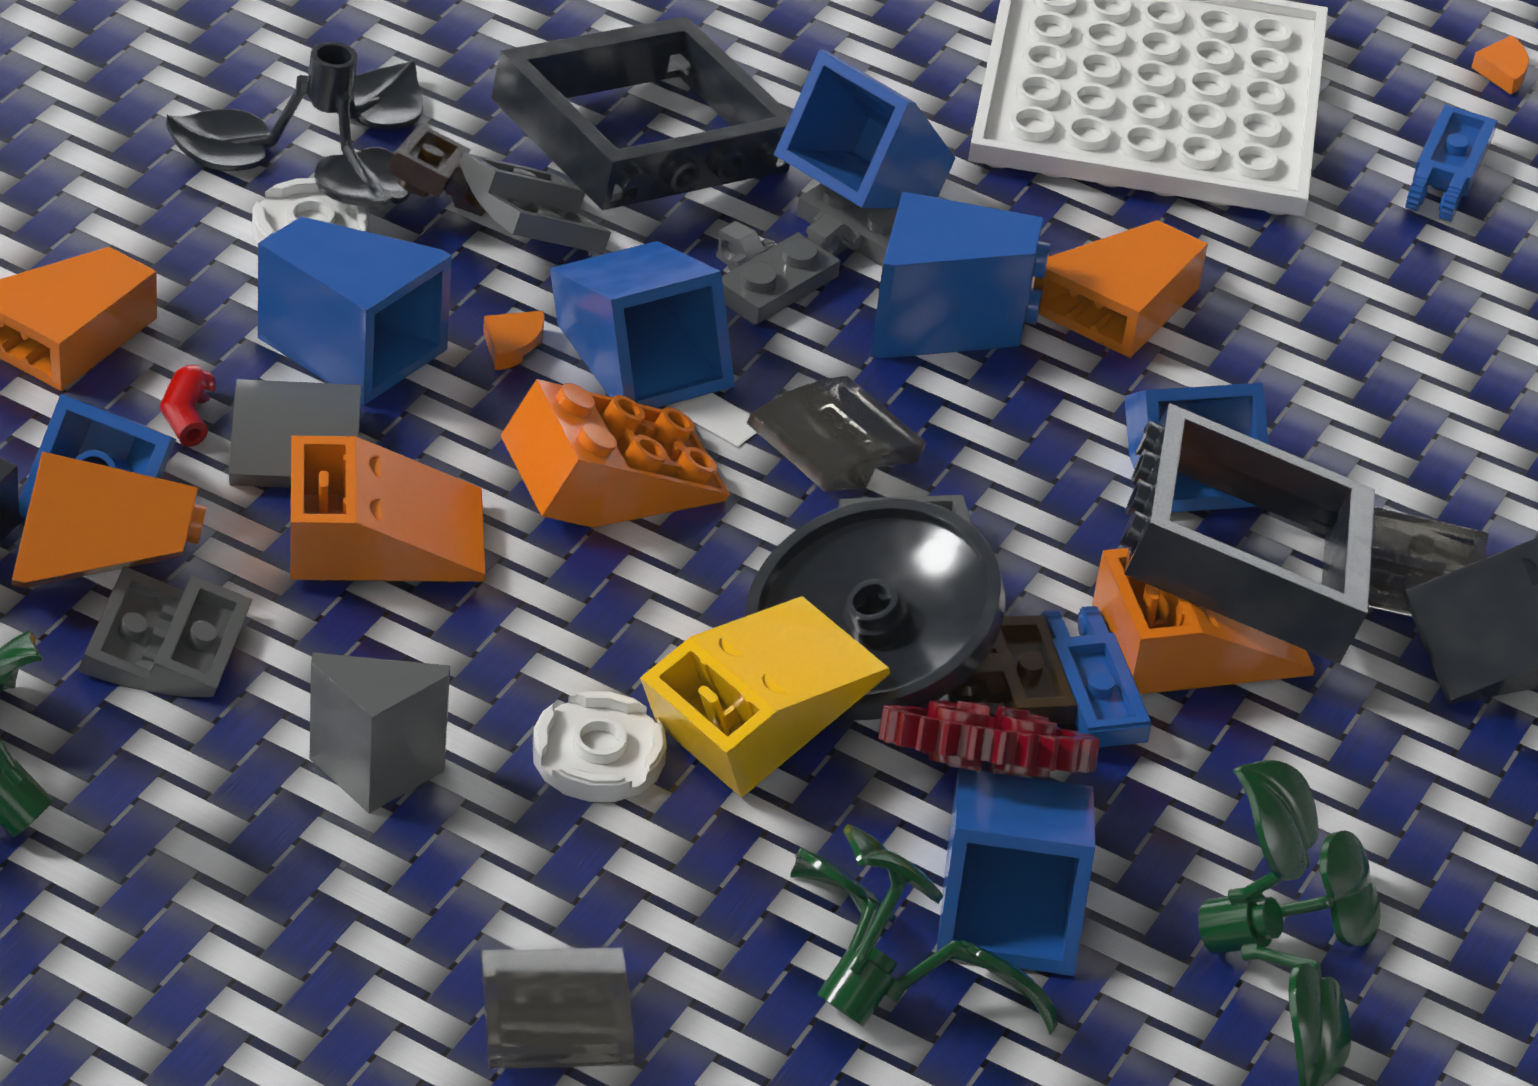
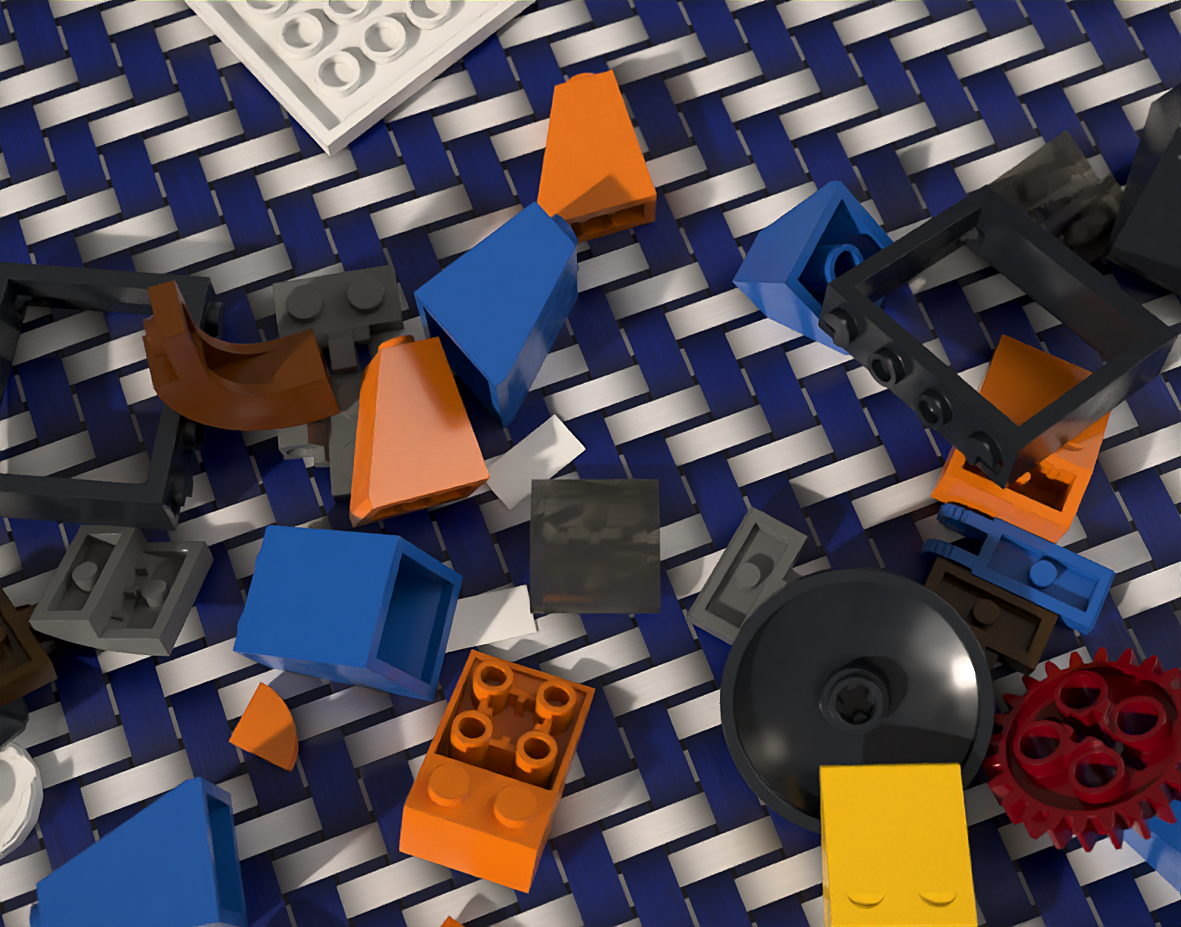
camera: 45 degrees left, 30 degrees up
(730, 151) = (233, 383): none -> reddish brown arch
(800, 278) = (411, 434): none -> orange slope
(862, 138) = (291, 259): blue slope -> none
(880, 384) = (534, 457): none -> white sticker

